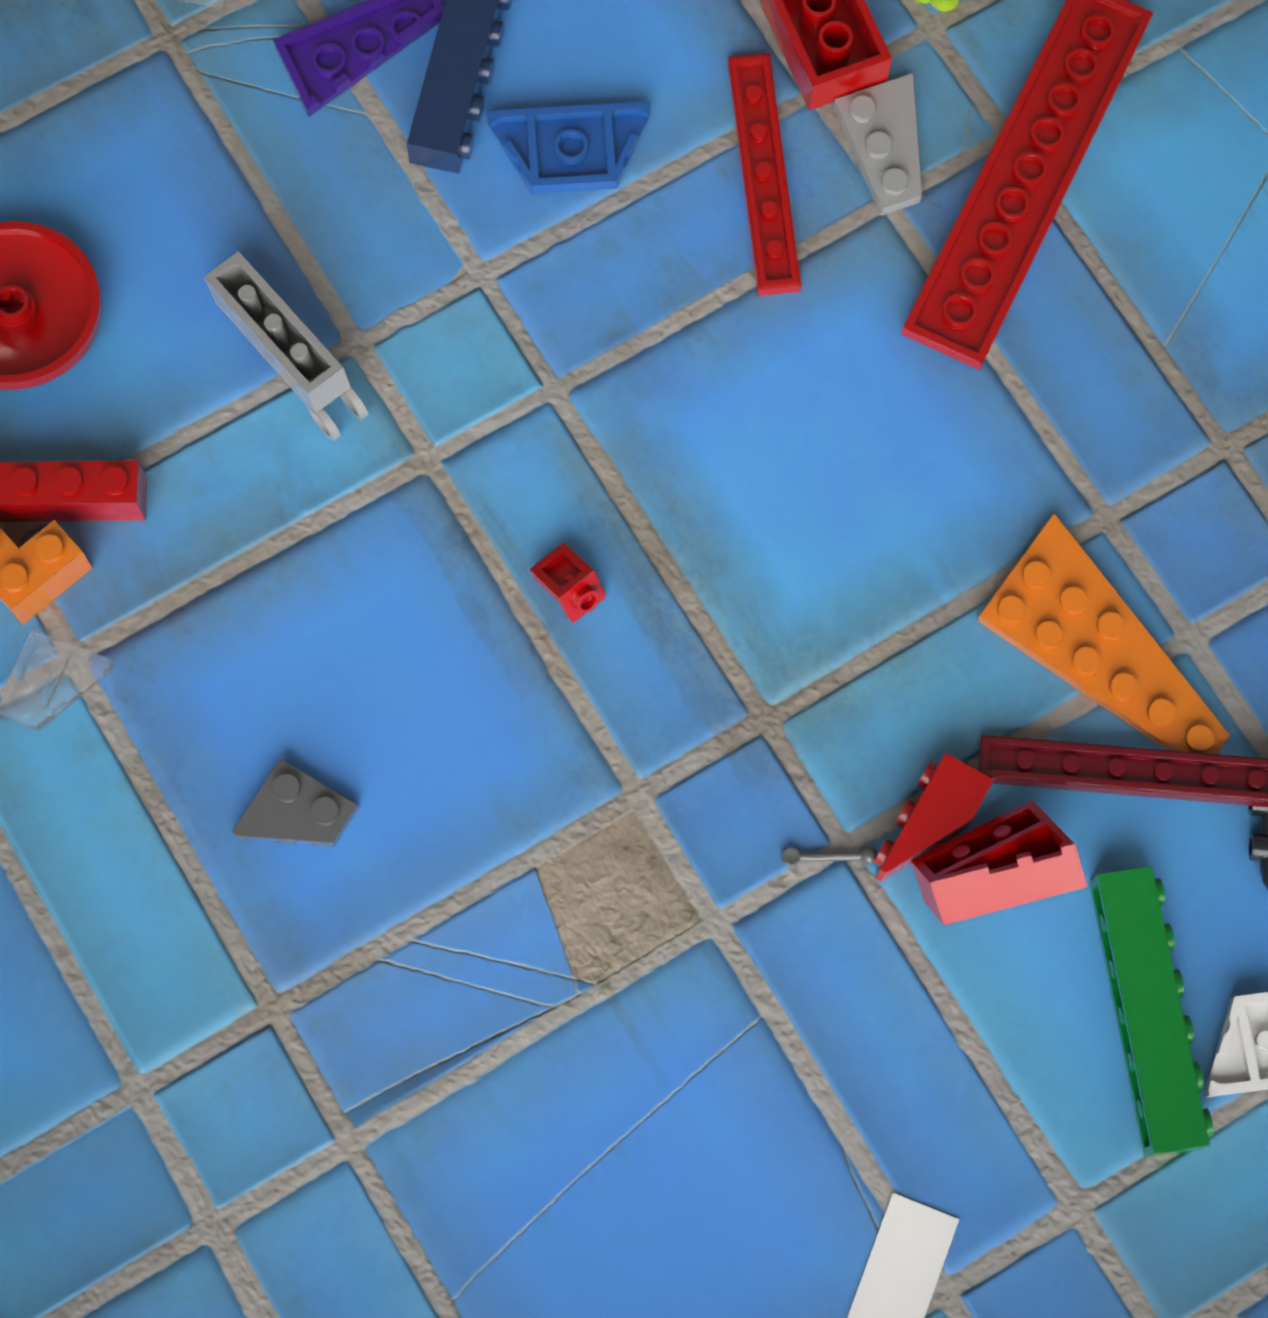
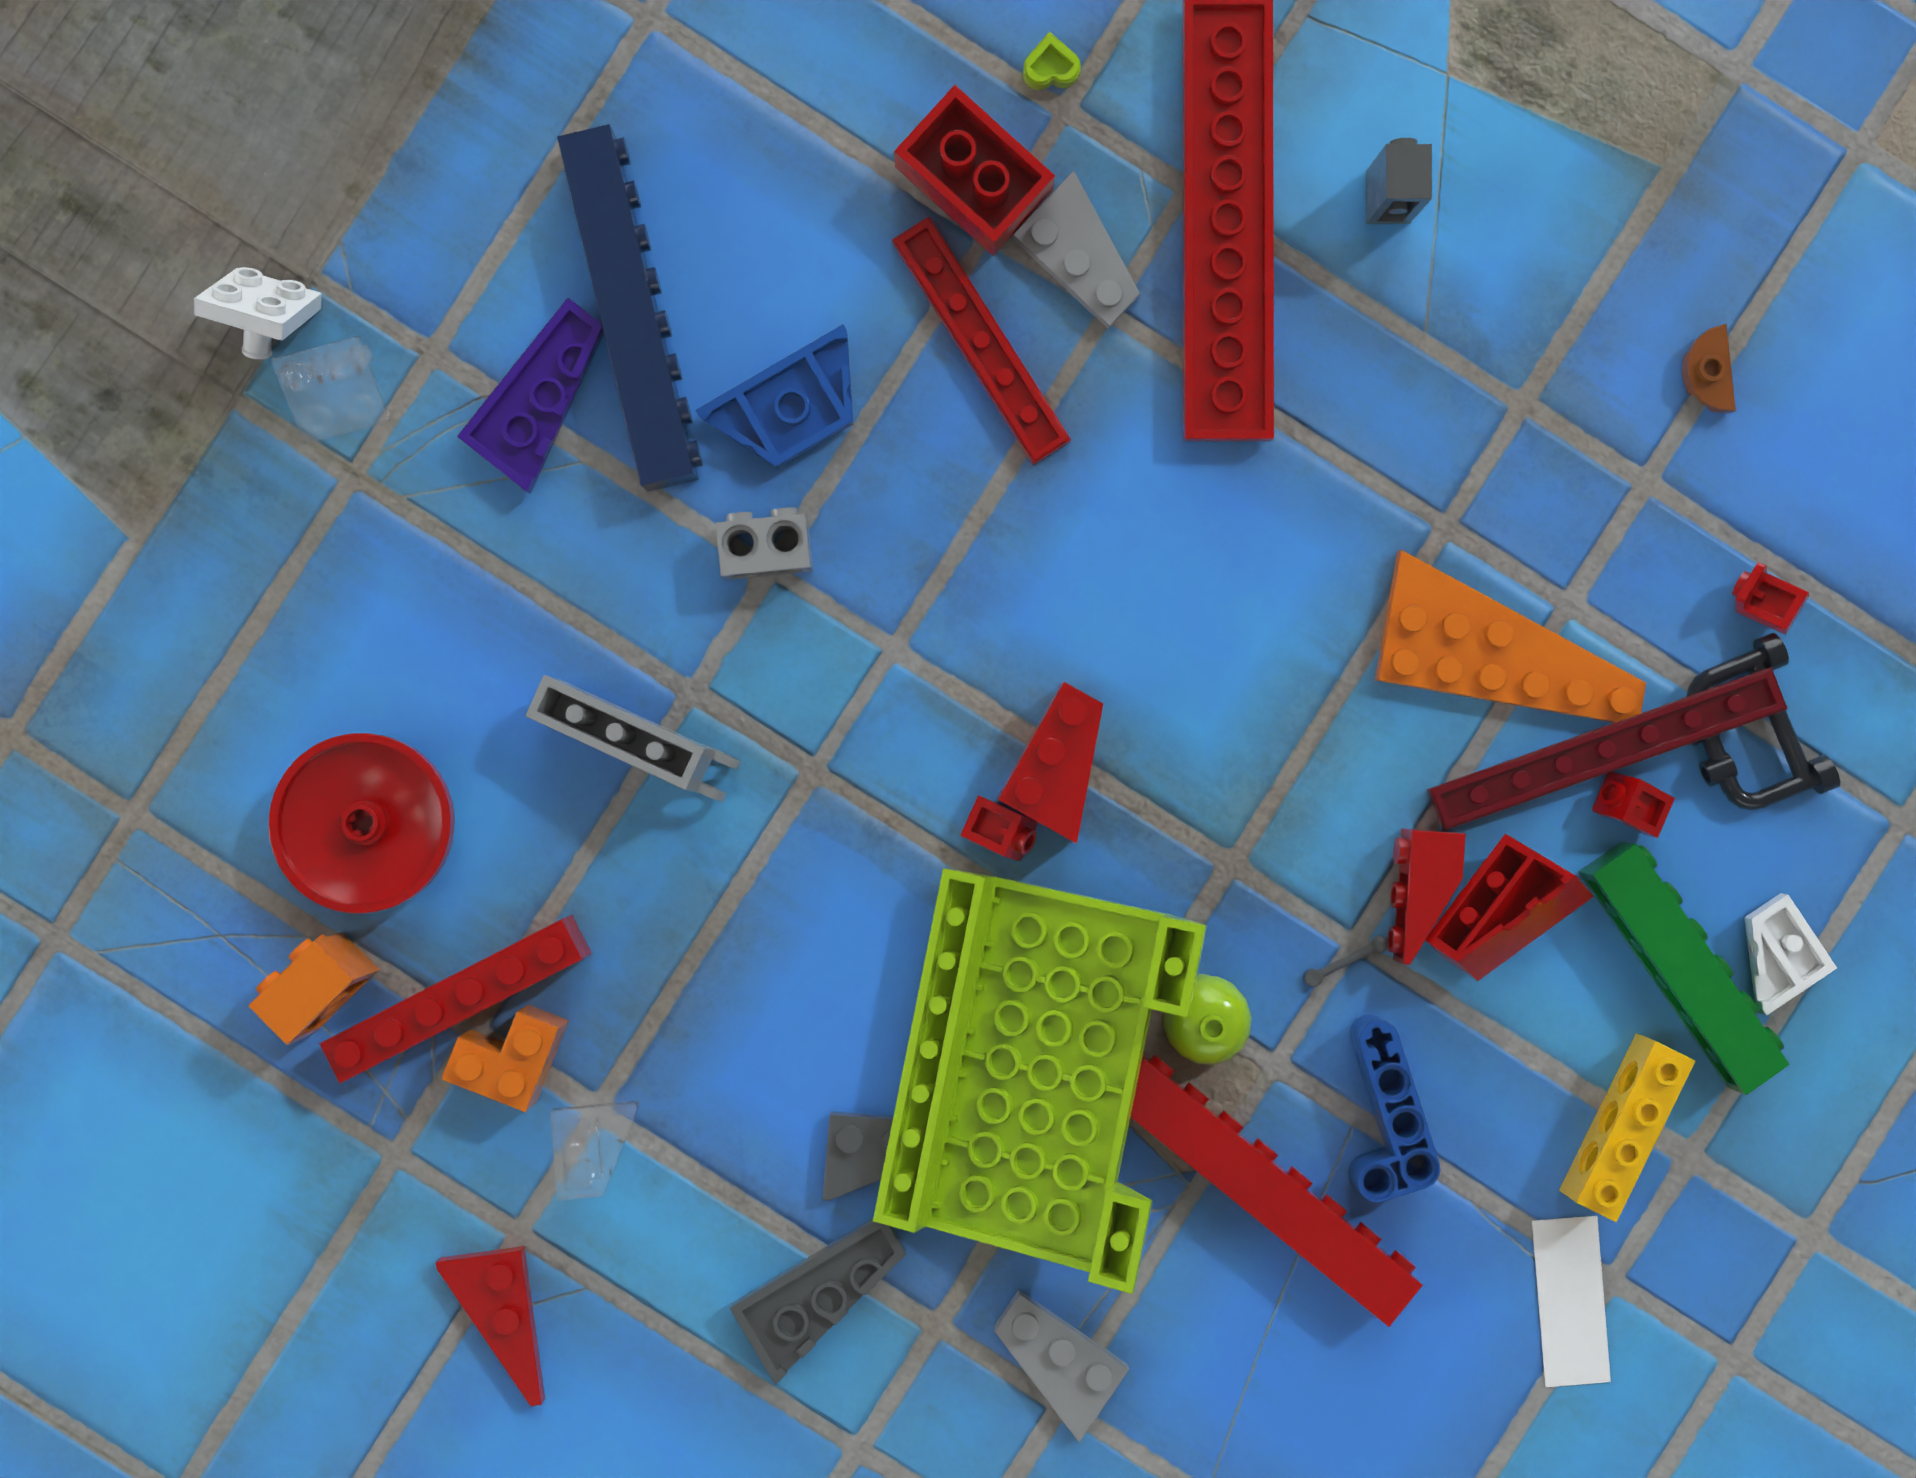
camera: 25 degrees left, 15 degrees up
(169, 917) = (806, 1300): none -> dark grey wing
(372, 1099) = (1061, 1361): none -> light grey wing
(481, 256) = (764, 557): none -> light grey brick
(481, 797) = (1032, 1071): none -> lime slope
(647, 545) = (1057, 763): none -> red wedge
(649, 1025) = (1271, 1194): none -> red brick
(672, 844) = (1216, 1023): none -> lime cylinder
(803, 1001) = (1386, 1106): none -> blue beam
(1025, 1134) = (1626, 1126): none -> yellow brick
(1170, 839) = (1633, 803): none -> red bracket
(1191, 201) = (1399, 182): none -> dark grey brick

